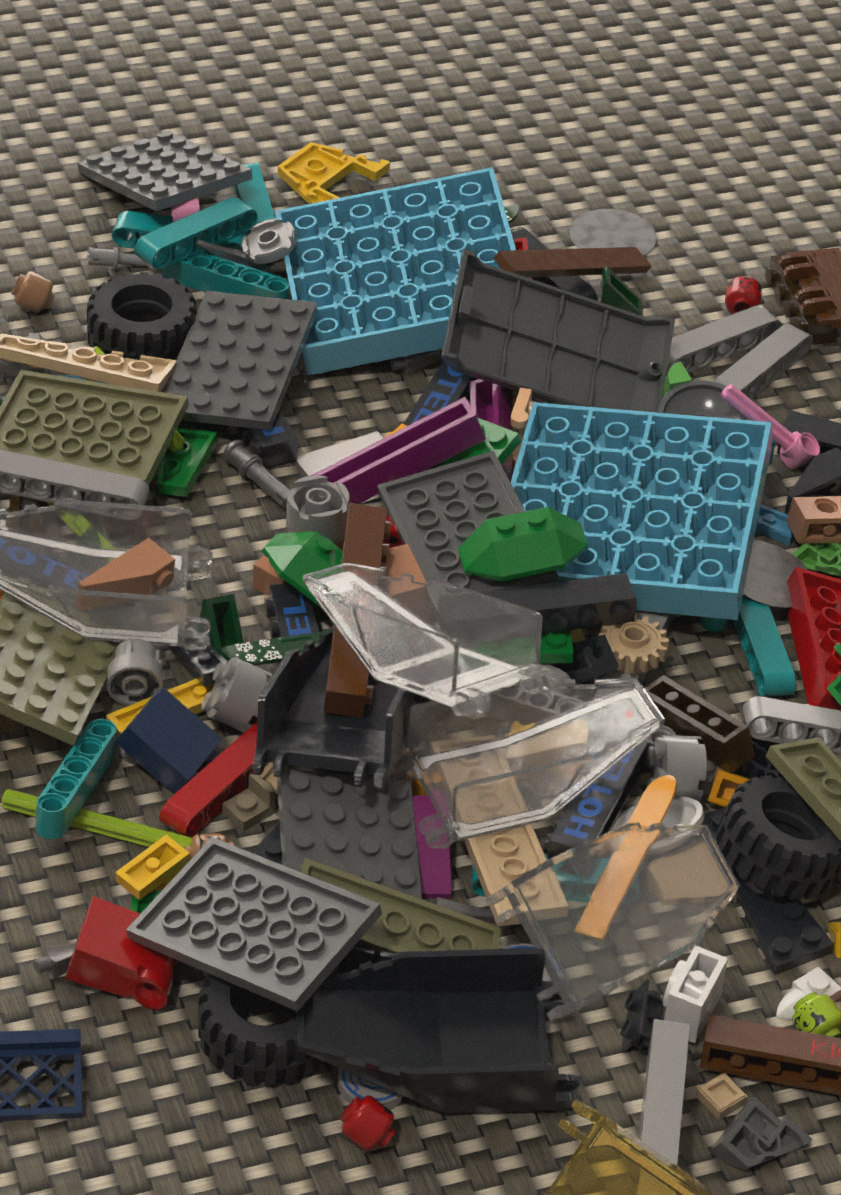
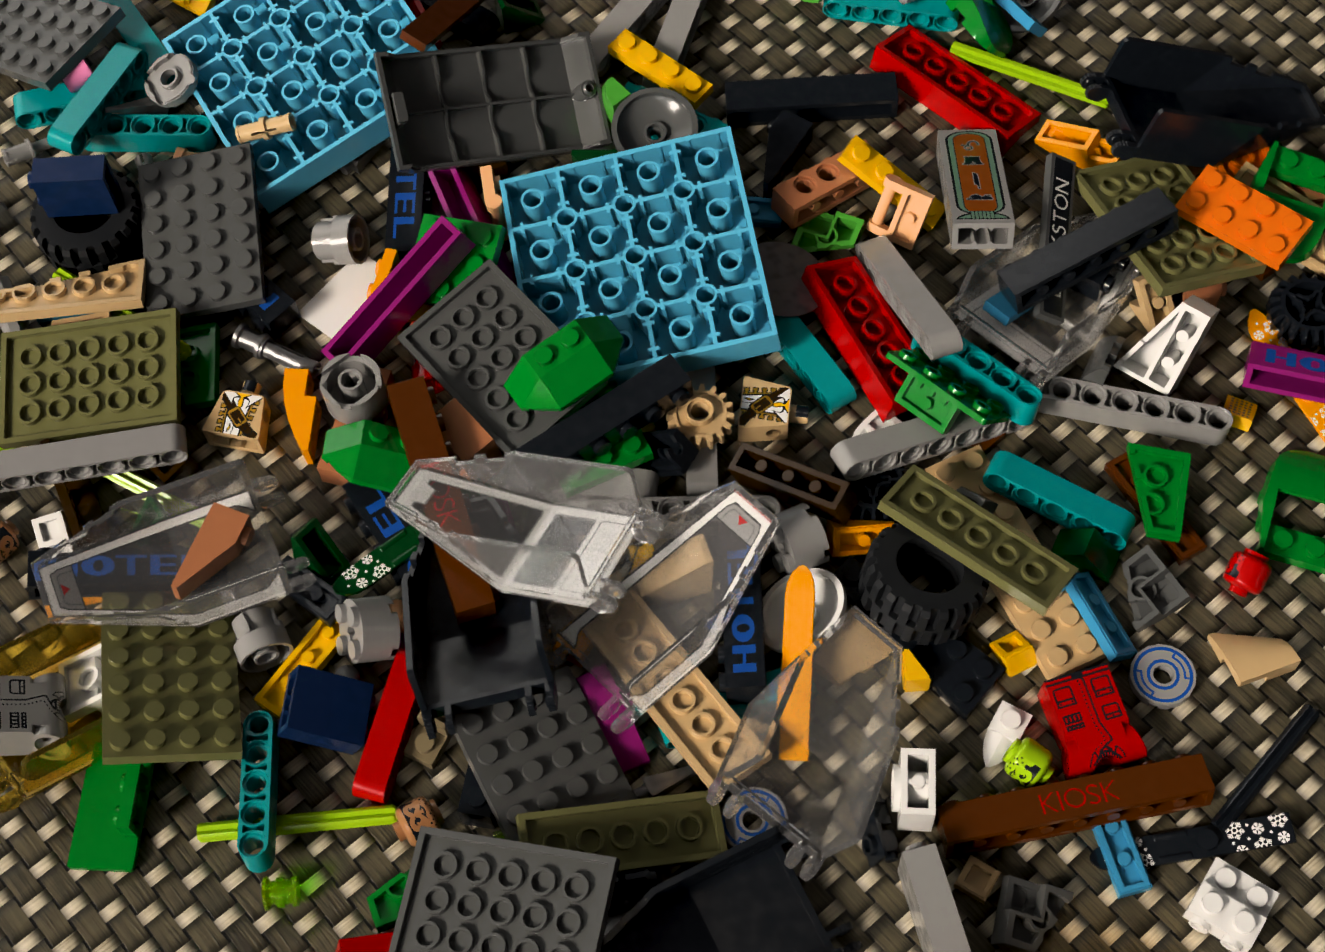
camera: 15 degrees left, 20 degrees up
(56, 864) = (281, 892): none -> clear neon green bush
(144, 277) = (75, 185): none -> dark blue brick
(153, 867) = (374, 864): yellow slope -> none
(210, 510) = (240, 419): none -> torso
(262, 522) = (302, 410): none -> light orange slope
(354, 297) = (265, 128): none -> tan pin
(364, 410) = (341, 239): none -> light grey piece
(704, 669) = (767, 411): none -> torso
(725, 370) = (659, 67): none -> yellow plate
(740, 915) = (913, 674): none -> yellow slope
(795, 447) = (745, 122): bright pink axle -> none

